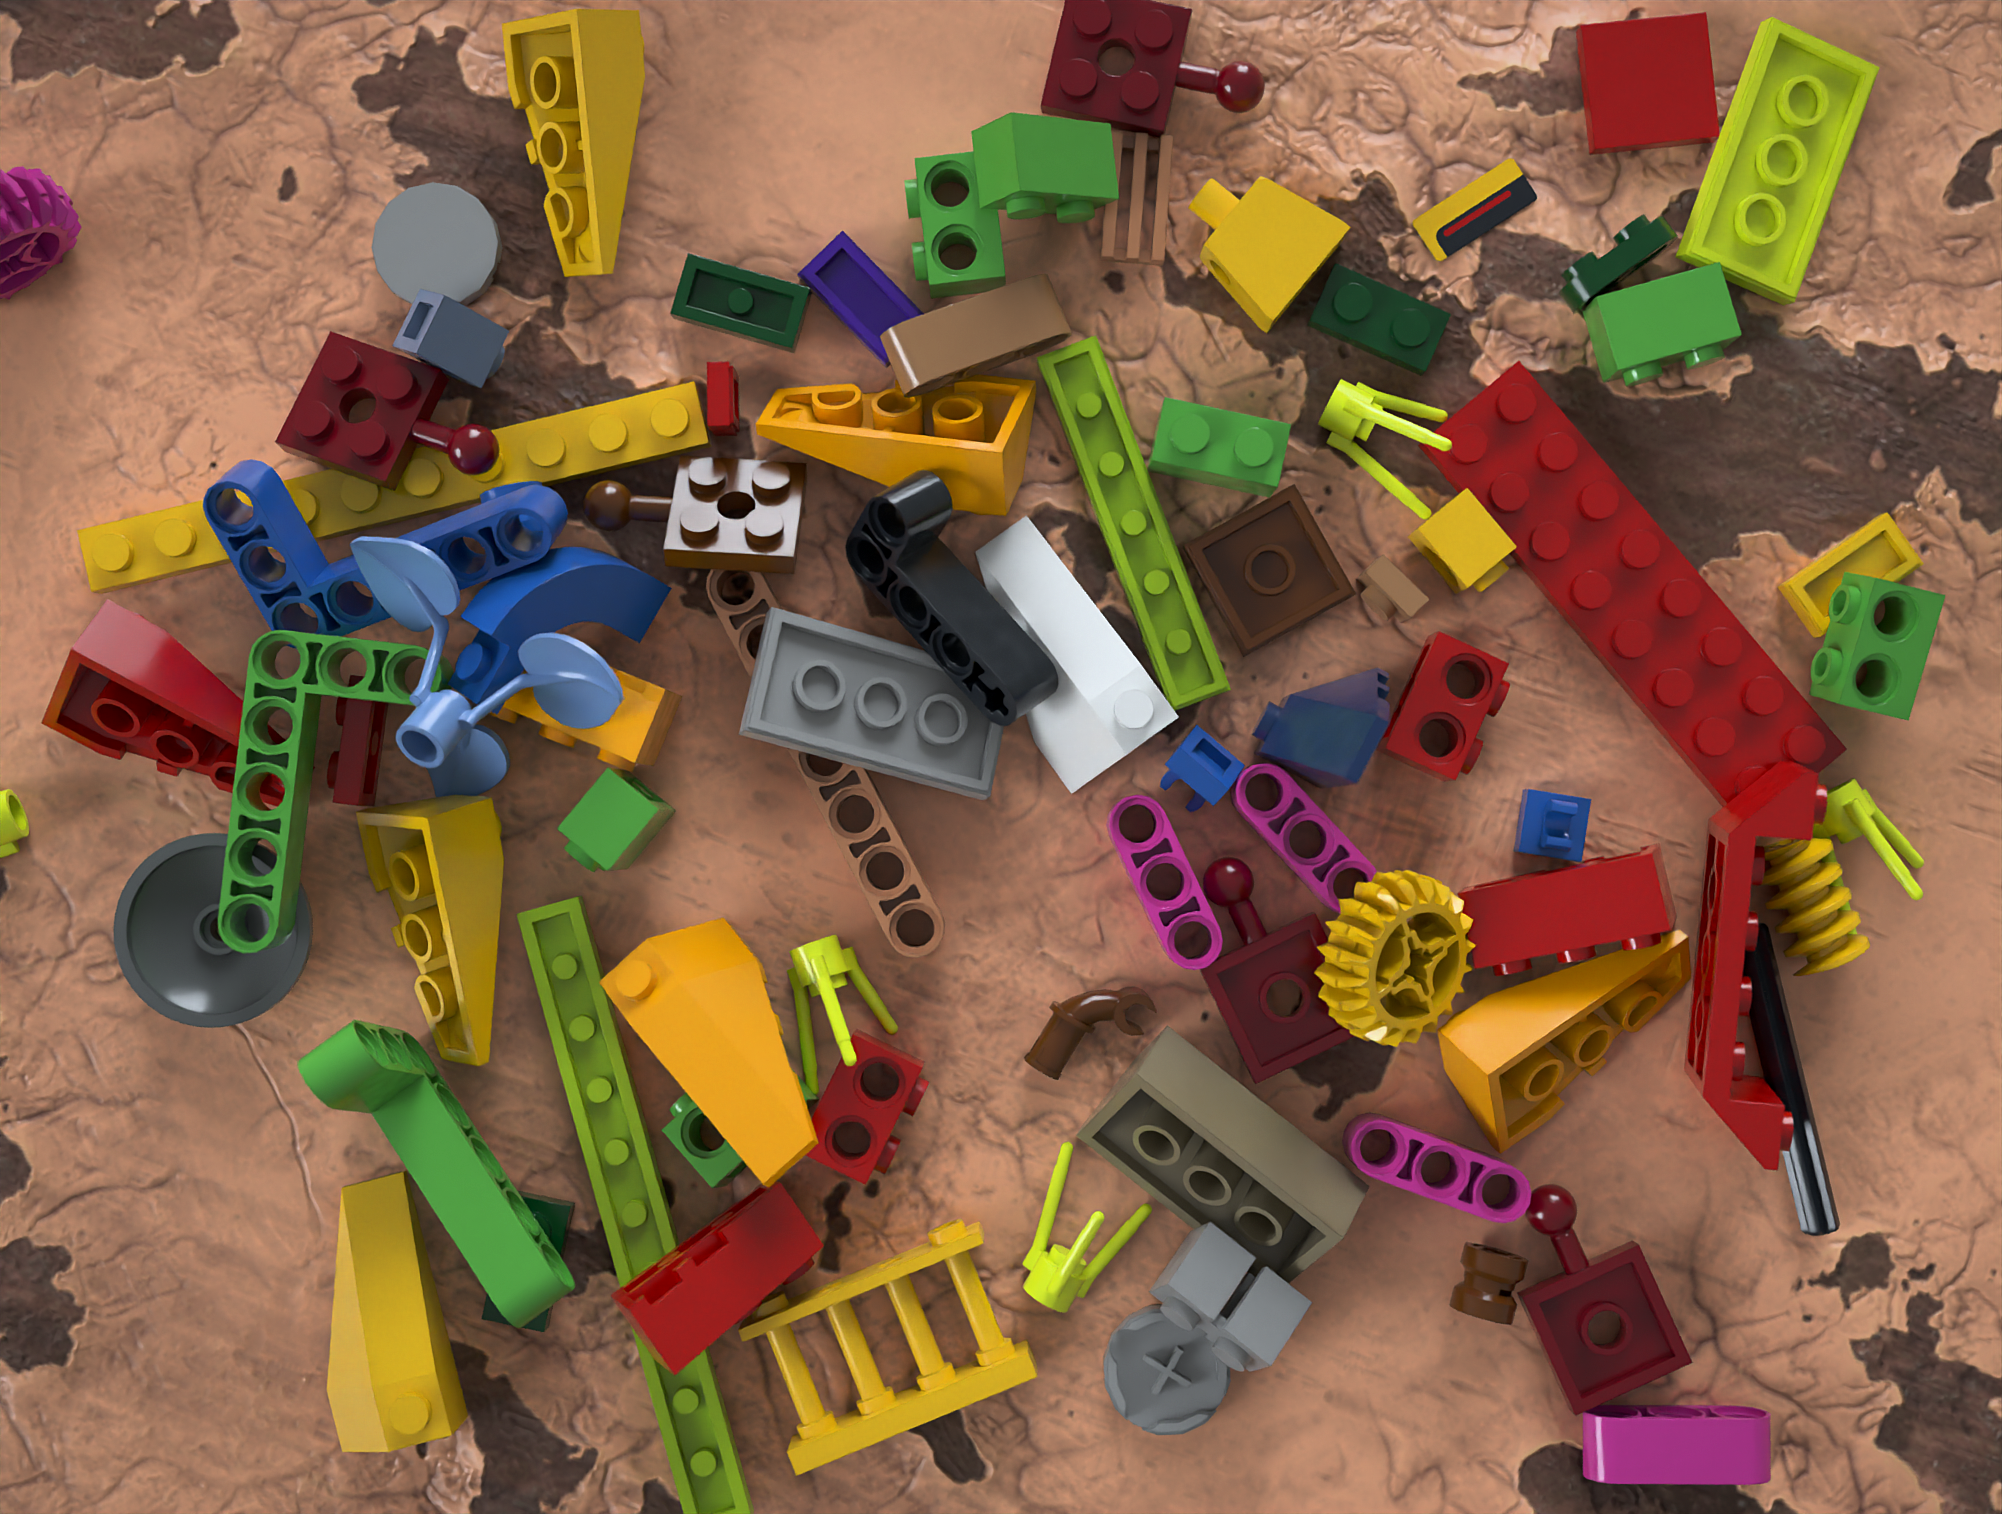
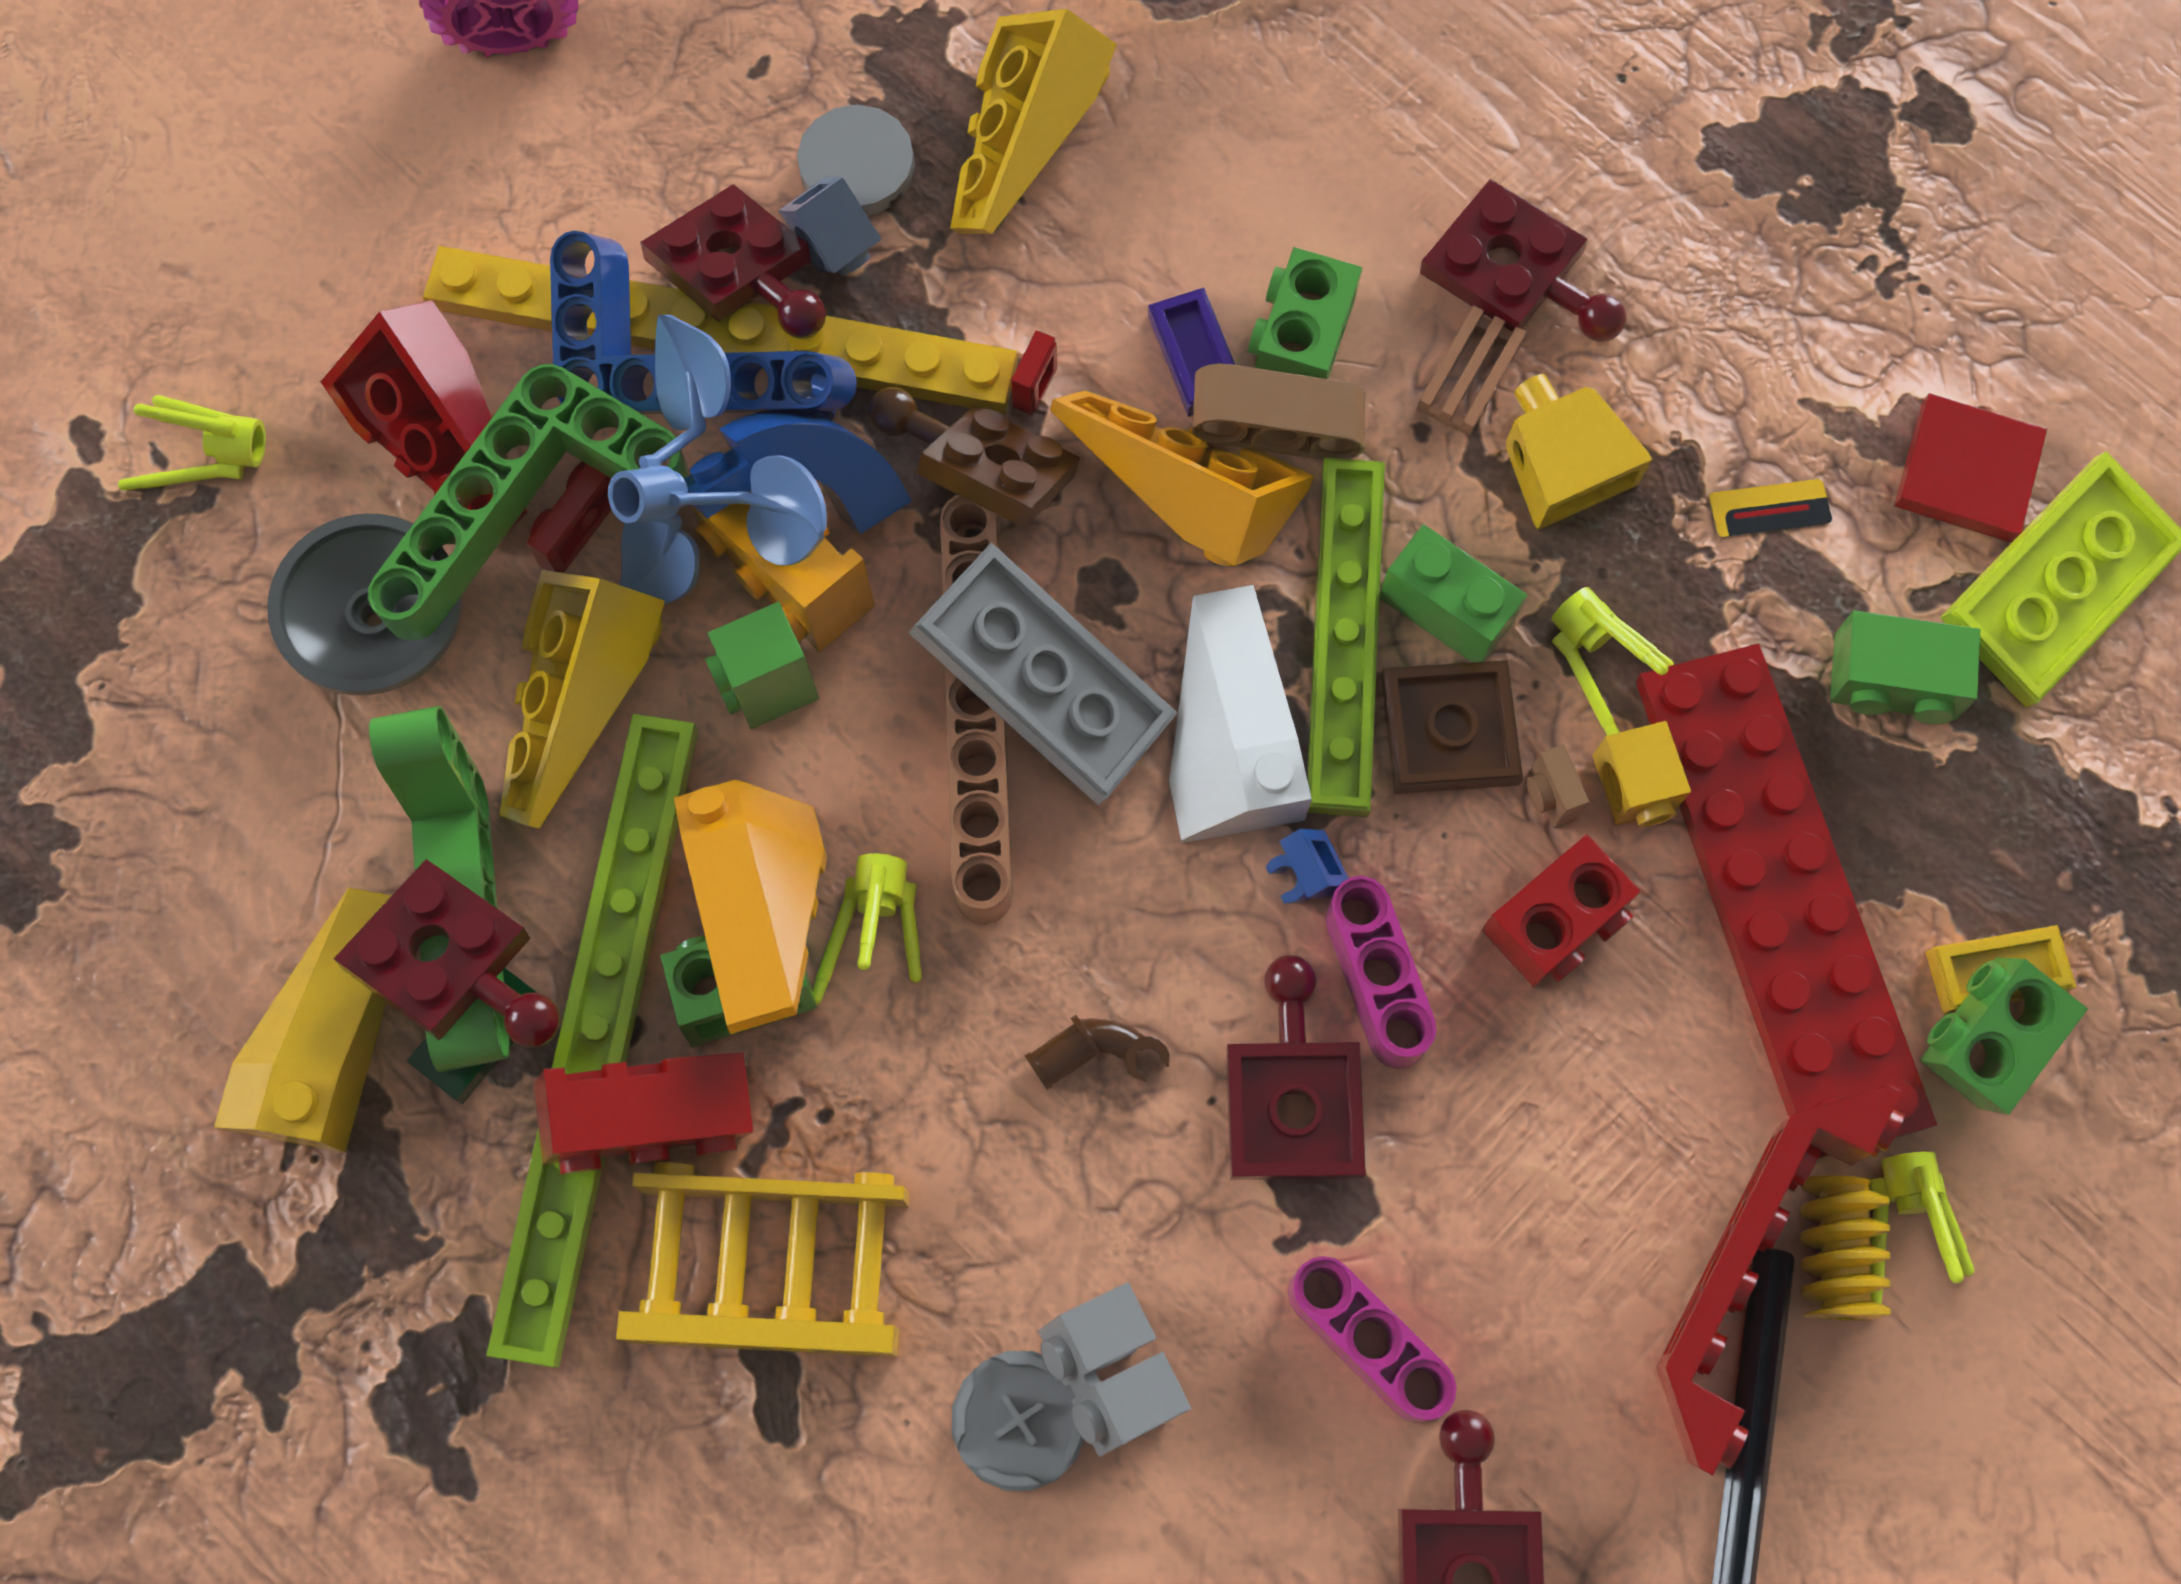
camera: 25 degrees right, 15 degrees down
(503, 1212) = (443, 989): none -> dark red plate
(741, 303) = (1089, 306): dark green plate -> none
(850, 1100) = (841, 1014): red brick -> none
(942, 603) = (1141, 611): black beam -> none
(1045, 166) = (1403, 298): bright green brick -> none
(1061, 1274) = (959, 1273): neon yellow plant -> none
(1187, 904) = (1235, 920): dark pink beam -> none
(1223, 1157) = (1169, 1227): dark tan slope -> none
(1327, 729) = (1441, 871): dark blue wedge -> none
(1378, 319) = (1644, 558): dark green plate -> none
(1383, 954) = (1405, 1088): yellow gear -> none
(1488, 1283) = (1374, 1480): reddish brown wheel -> none
(1533, 1039) = (1527, 1262): light orange wedge -> none
(1552, 825) = (1620, 1071): blue tile -> none
(1570, 911) = (1606, 1145): red wedge -> none
(1636, 247) = (1903, 594): dark green plate -> none

